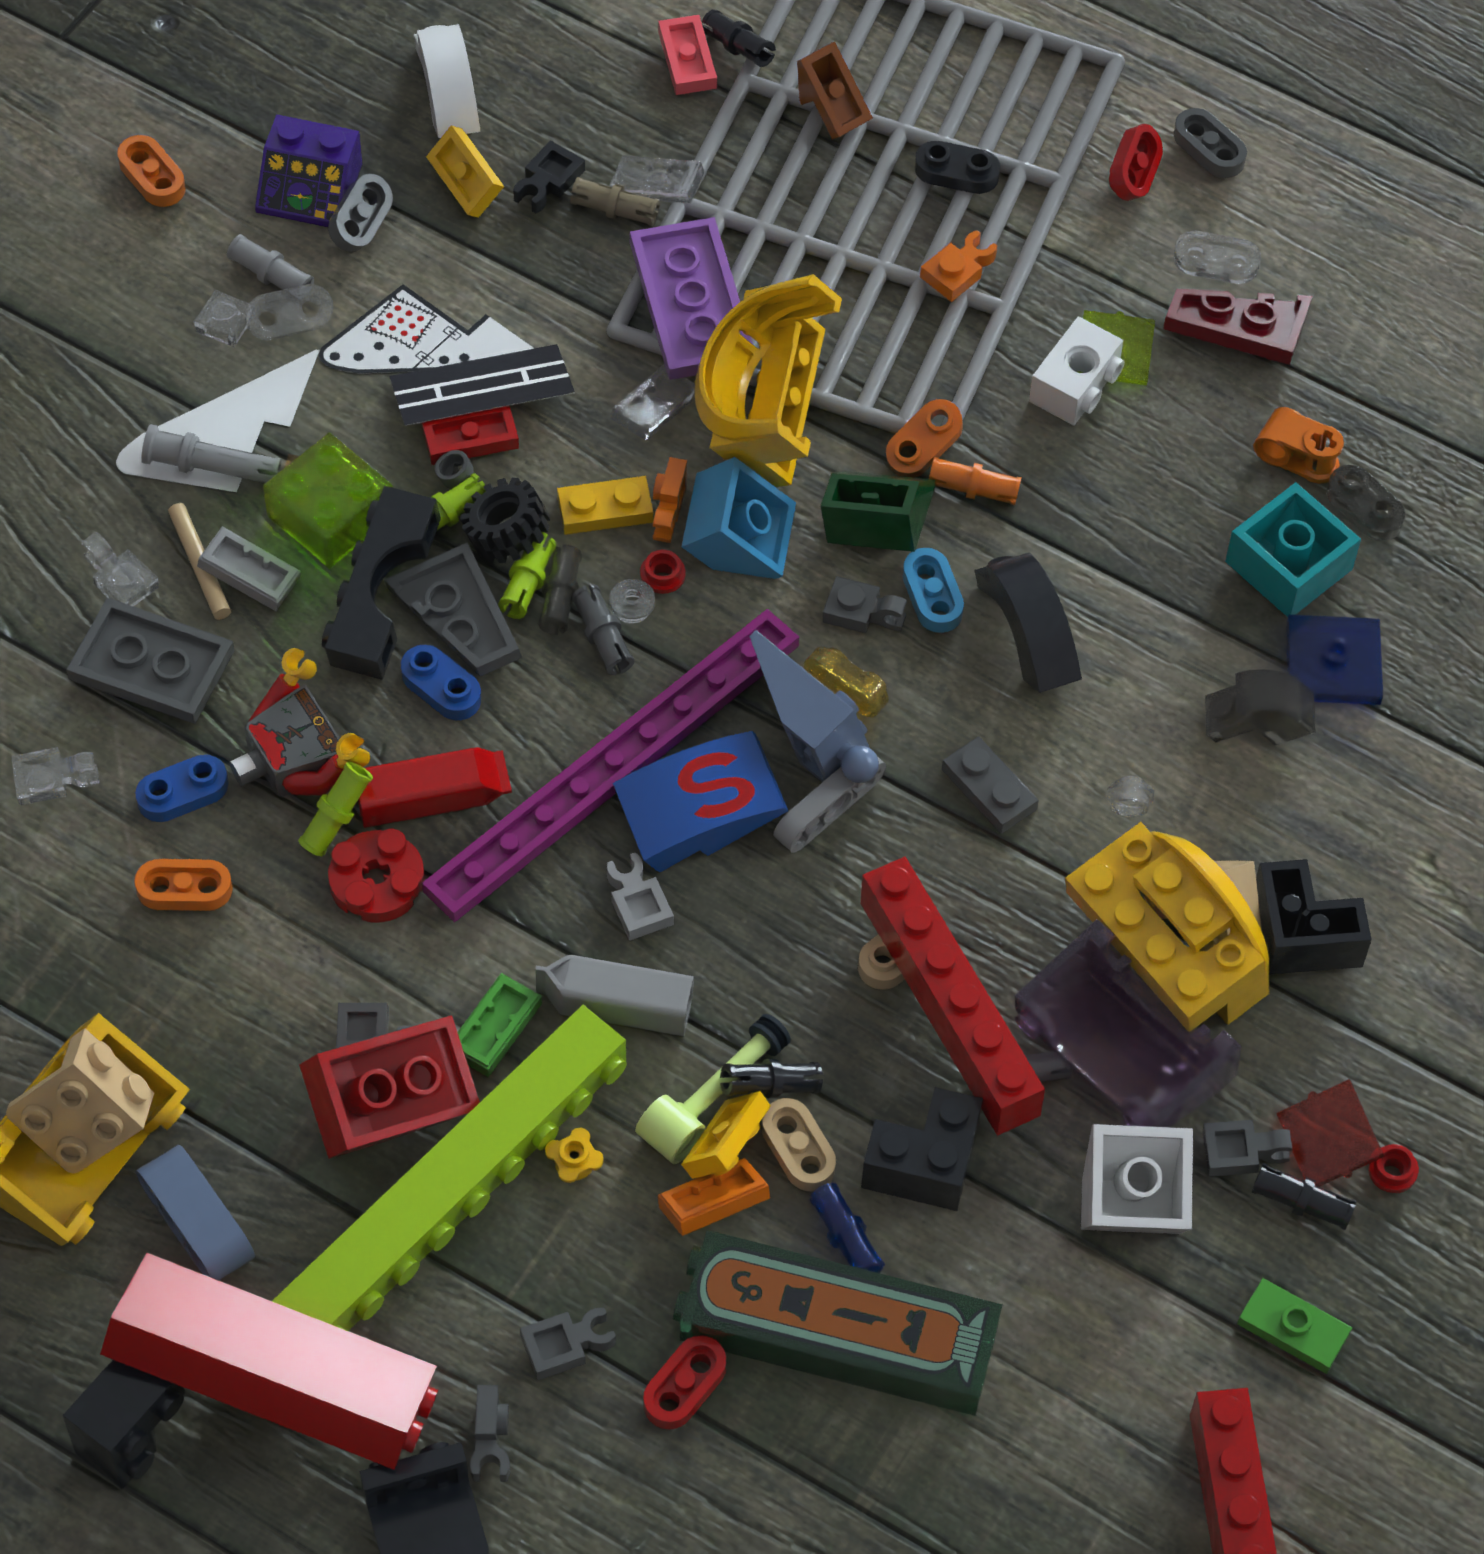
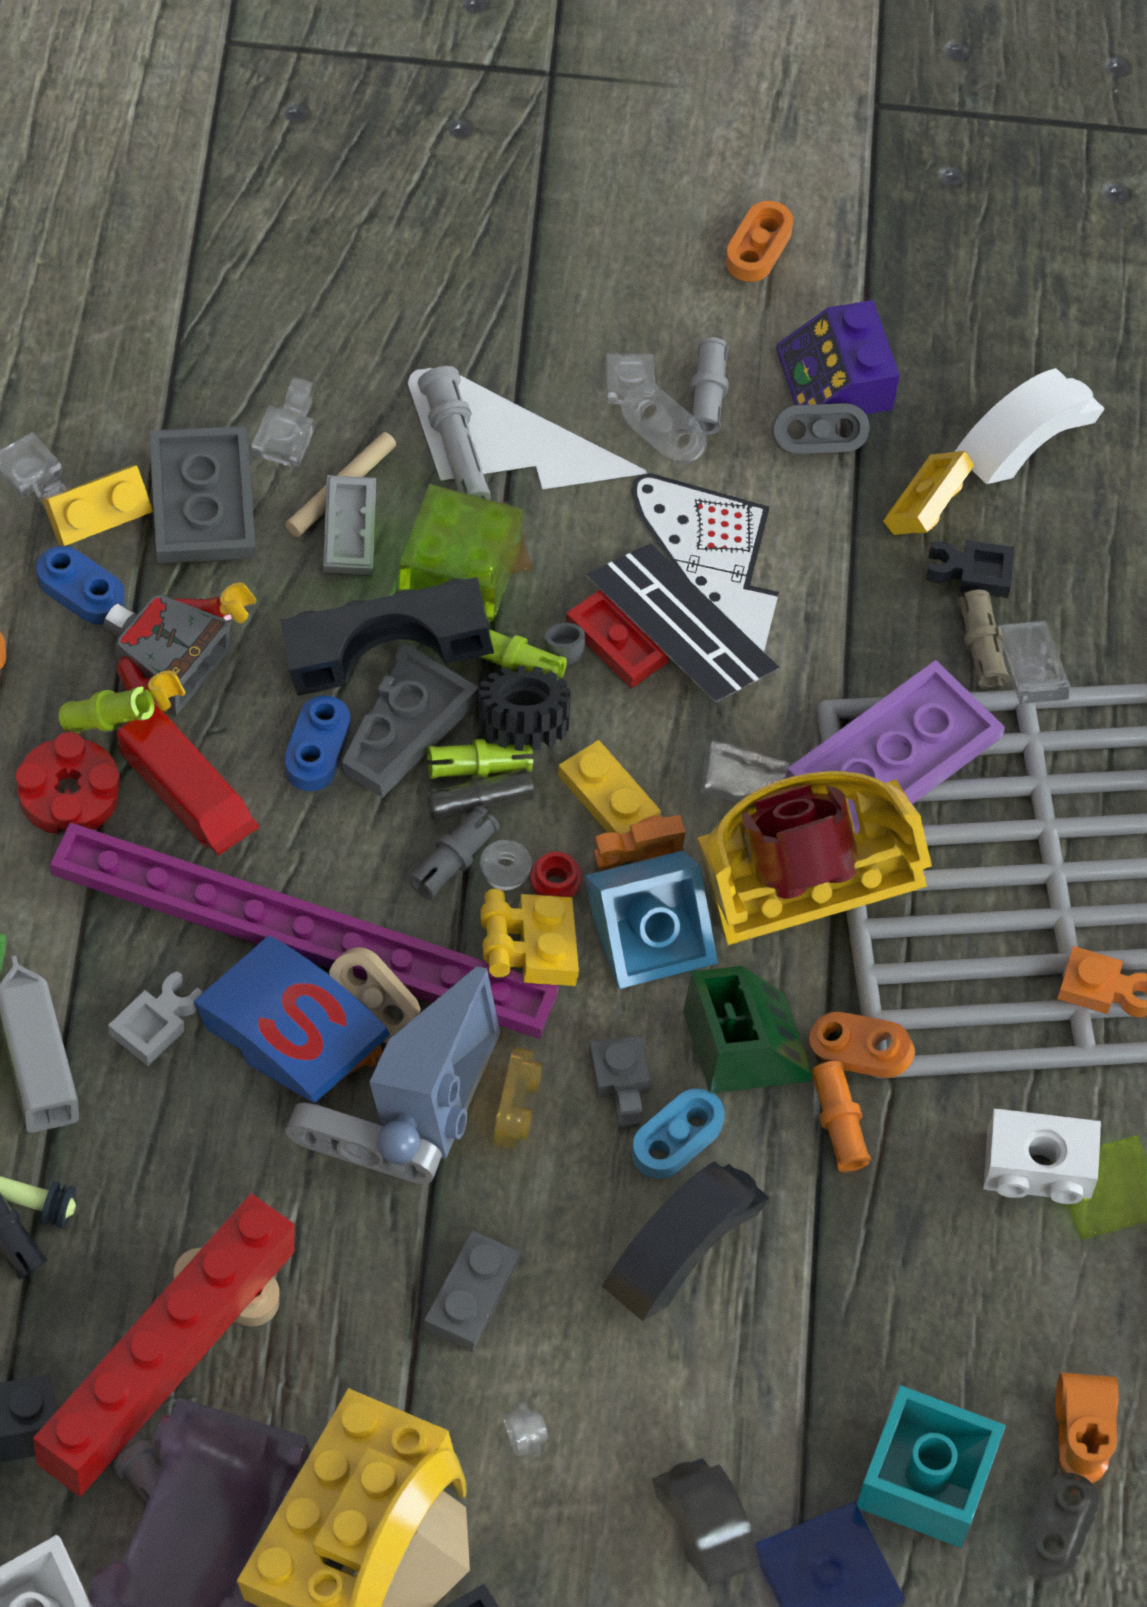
camera: 60 degrees right, 0 degrees up
(117, 738) = (97, 505): none -> yellow plate
(703, 727) = (379, 989): none -> tan plate
(714, 607) = (546, 938): none -> yellow plate
(761, 373) = (801, 839): none -> dark red brick

